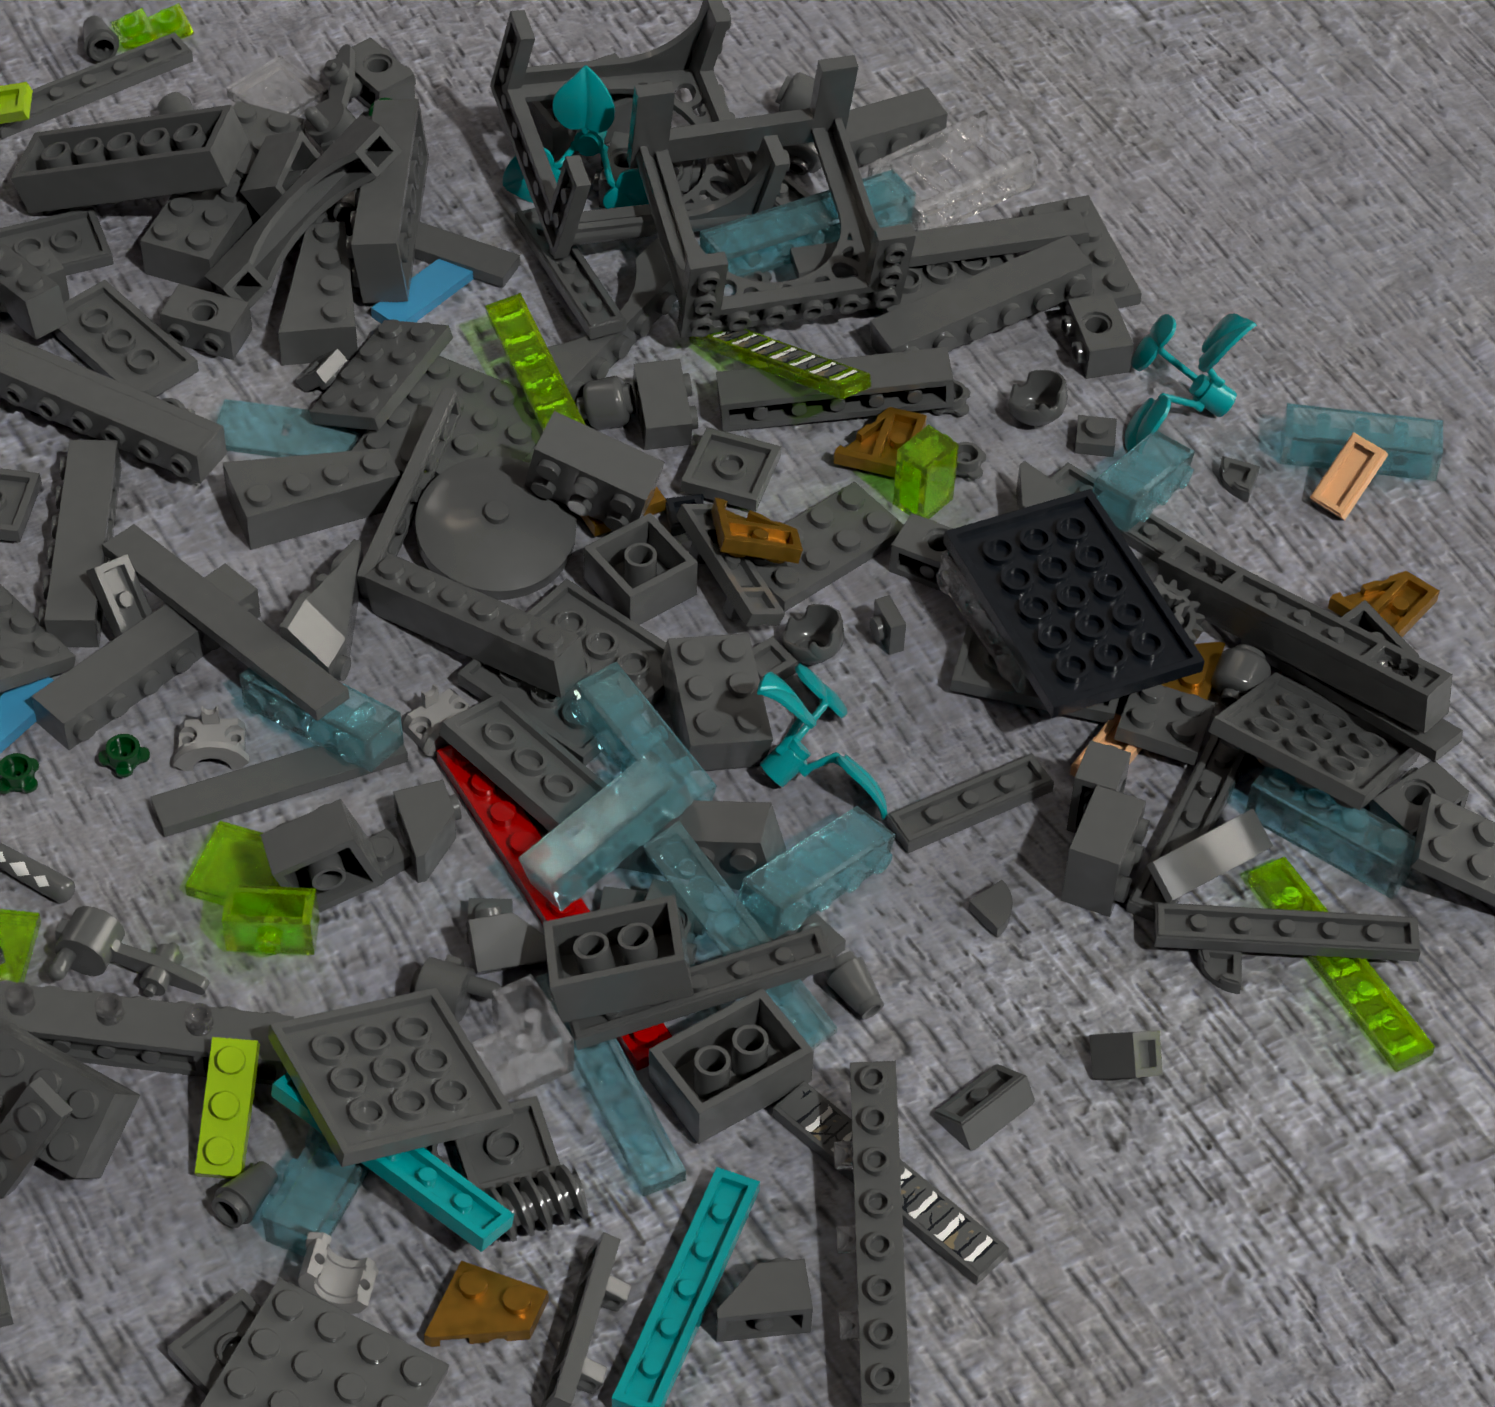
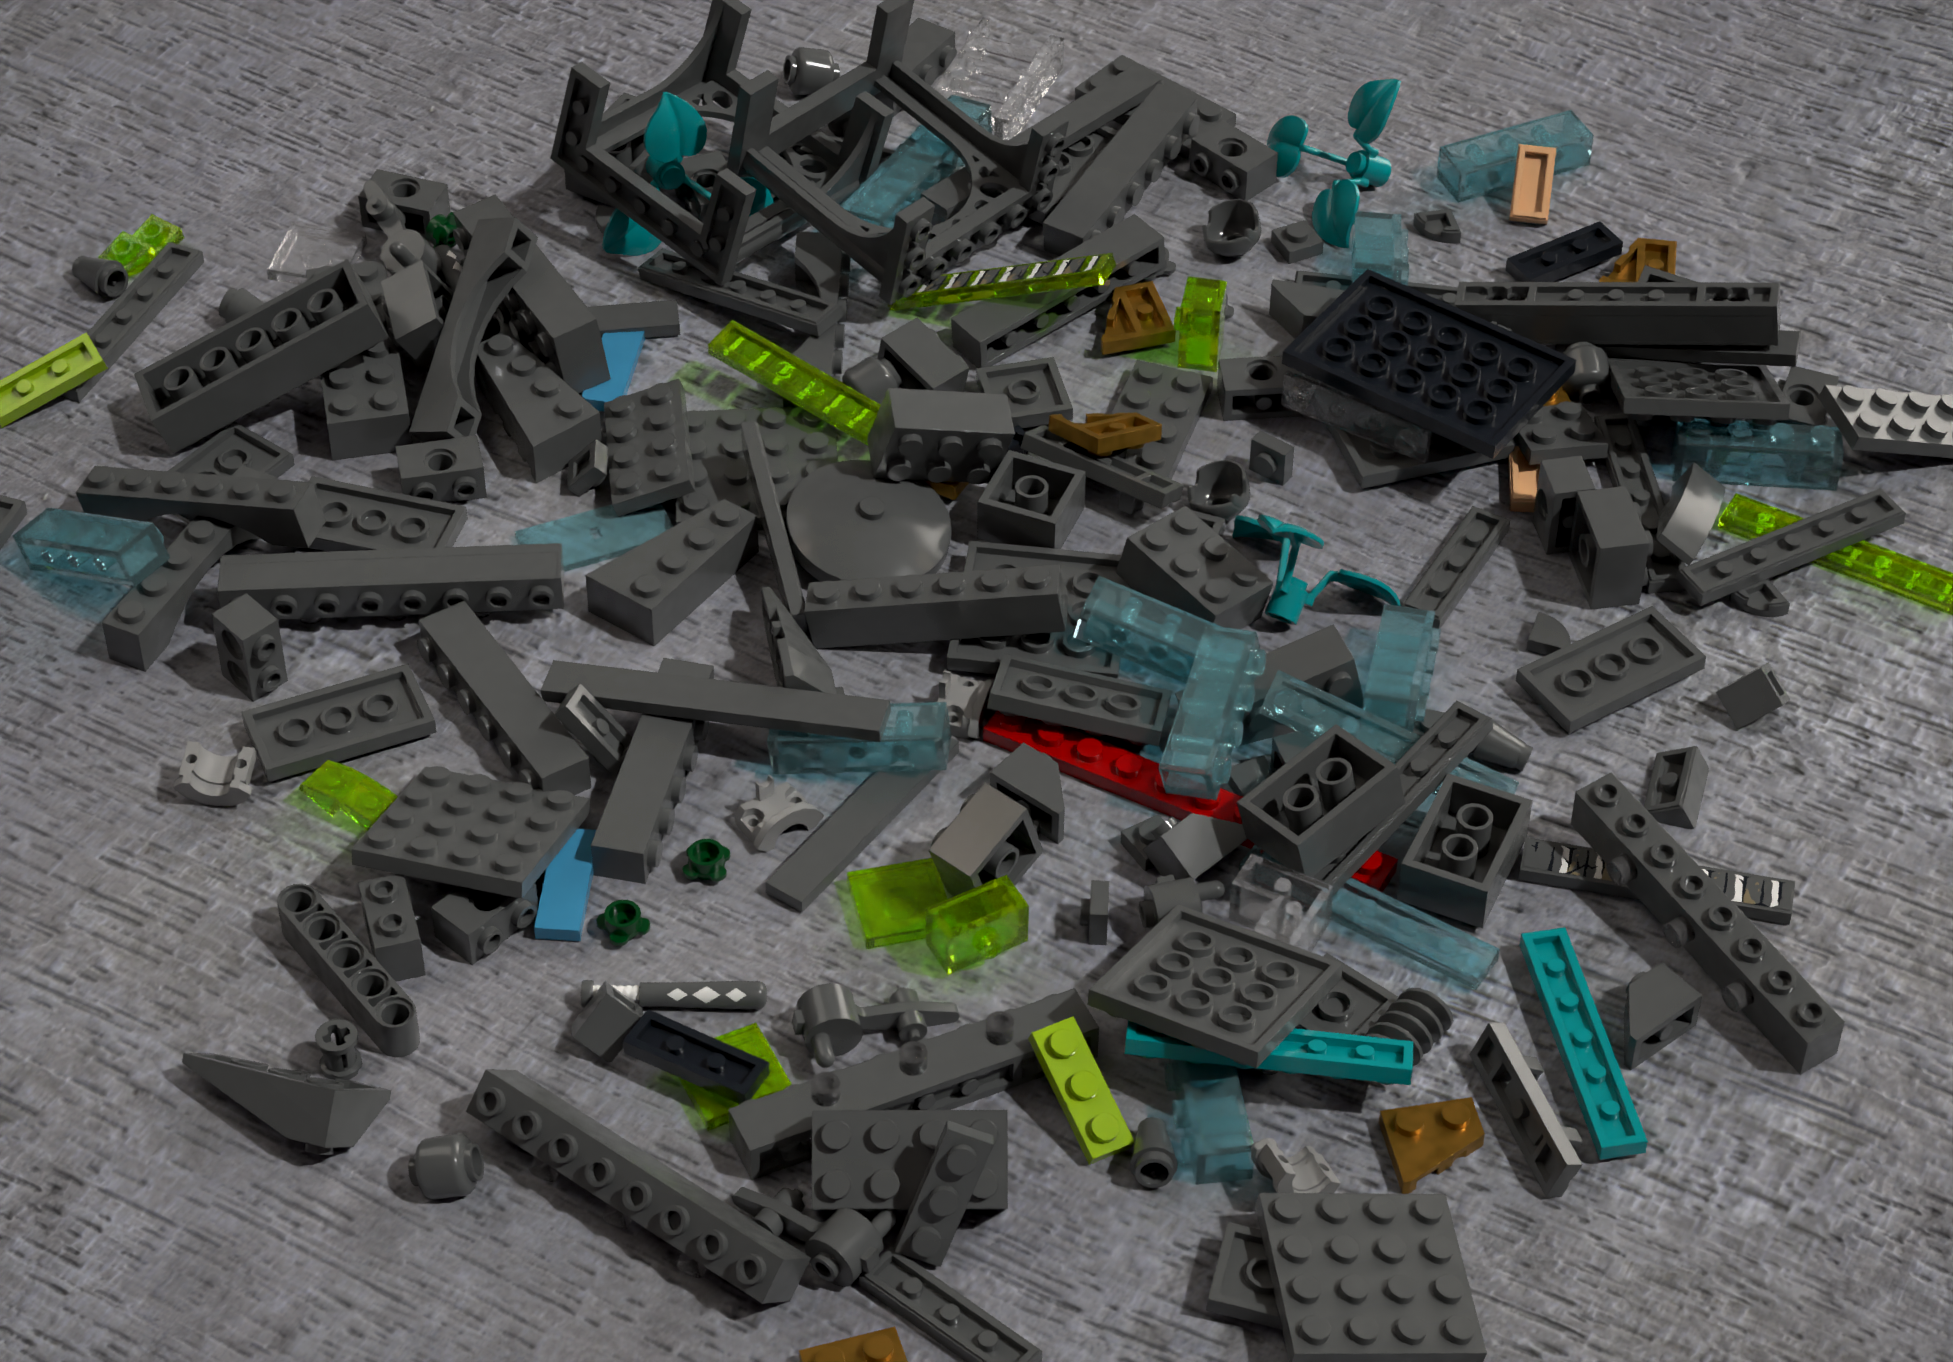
camera: 30 degrees left, 5 degrees down
(384, 960) = (1095, 912): none -> dark grey plate
(1019, 965) = (1610, 669): none -> dark grey plate
(1324, 557) = (1565, 255): none -> black plate

